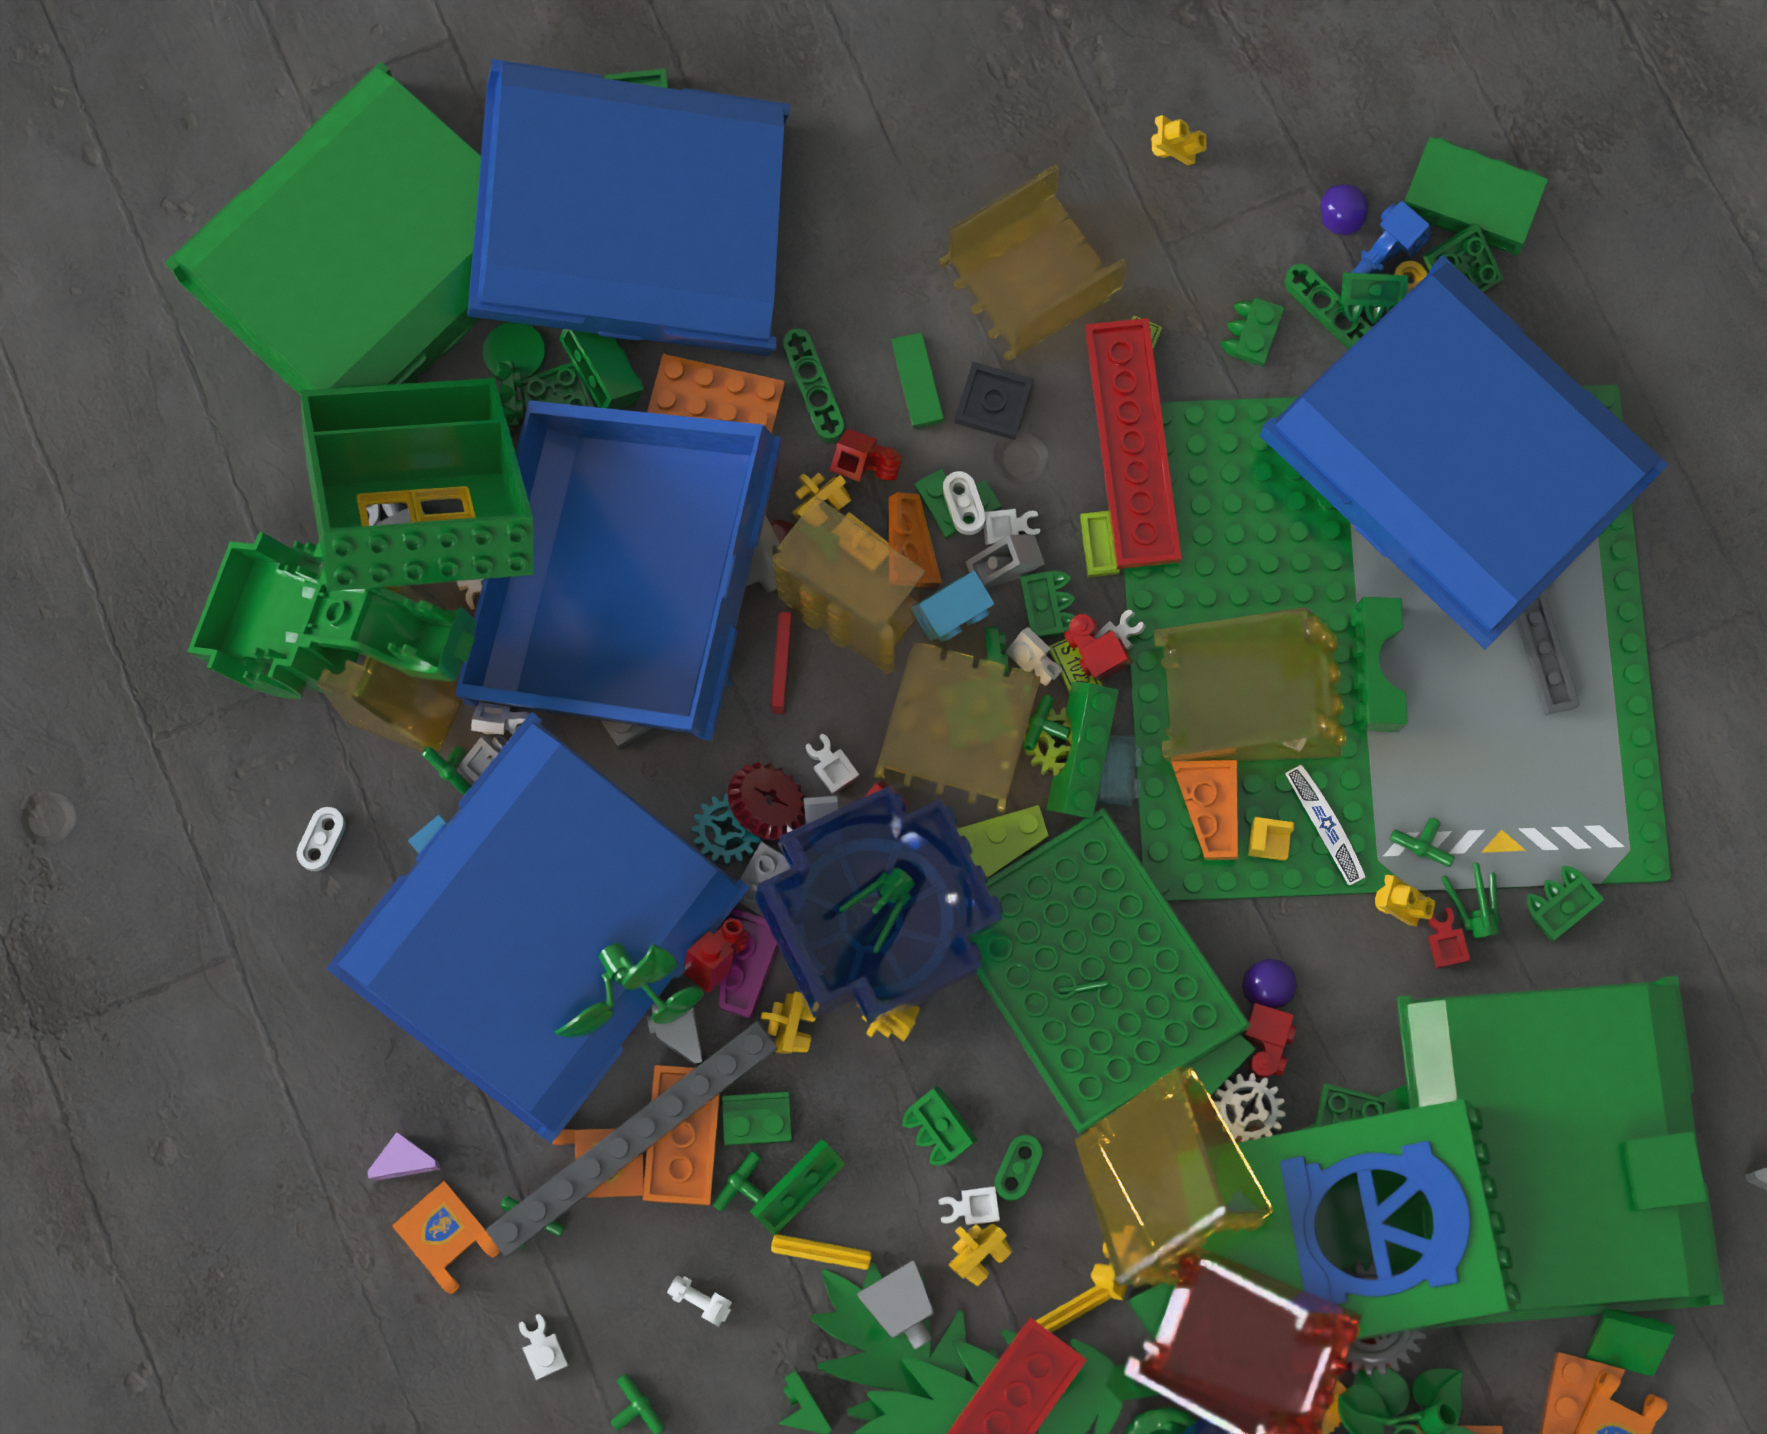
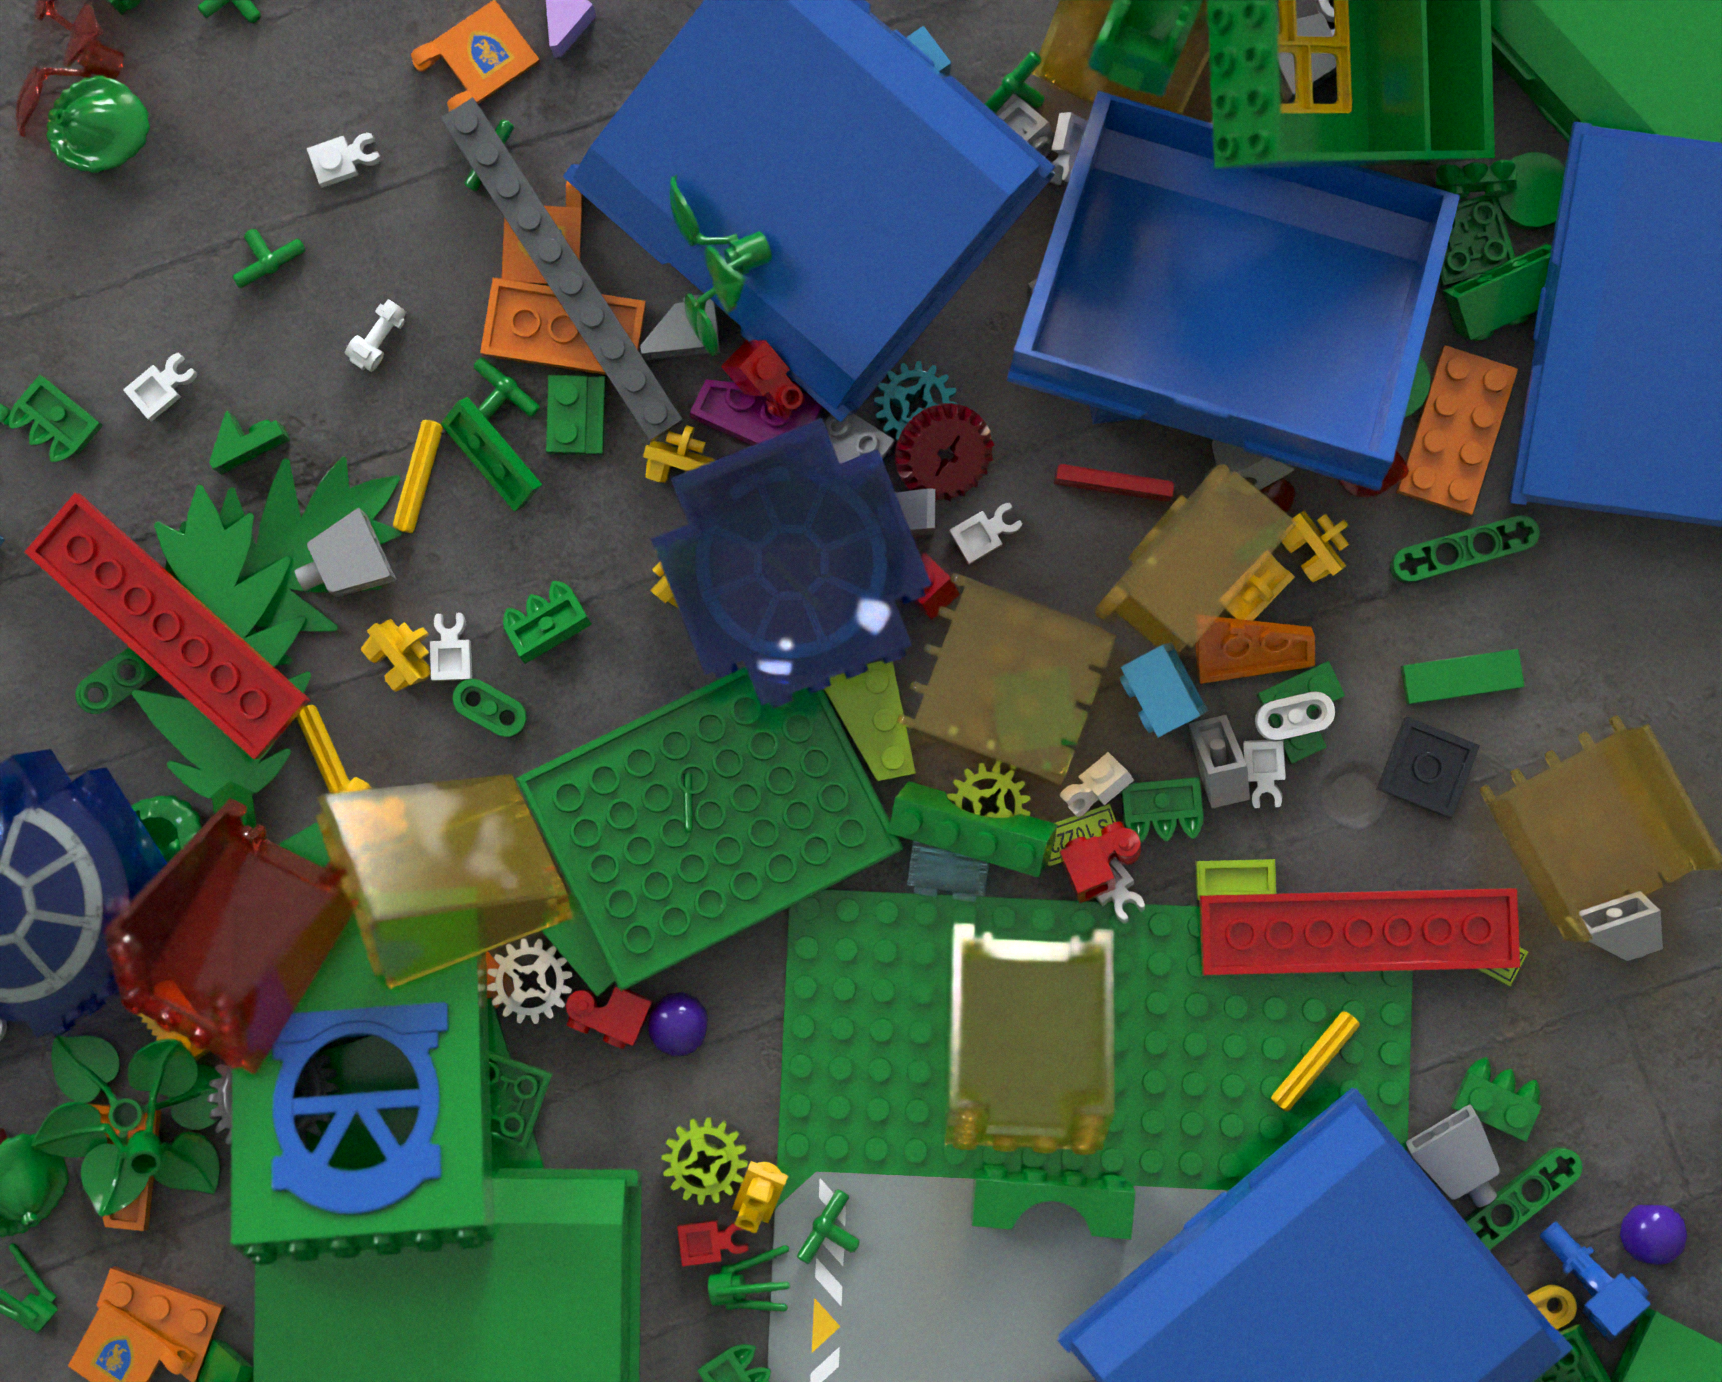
camera: 90 degrees right, 10 degrees up
(859, 453) = (1370, 598): red brick -> none
(894, 888) = (821, 588): green plant -> none
(994, 645) = (1117, 738): green plate -> none
(1040, 723) = (1008, 781): green piece -> none
(1105, 240) = (1625, 926): none -> light grey slope
(1212, 803) = (895, 979): orange wing -> none
(1240, 469) = (1315, 1061): none -> yellow axle
(1270, 838) = (847, 1043): yellow panel -> none
(1301, 355) = (1458, 1156): none -> light grey torso
(1326, 824) = (862, 1114): white sticker -> none
(1373, 292) = (1535, 1254): green plate -> none
(1384, 962) = (699, 1142): none -> lime gear

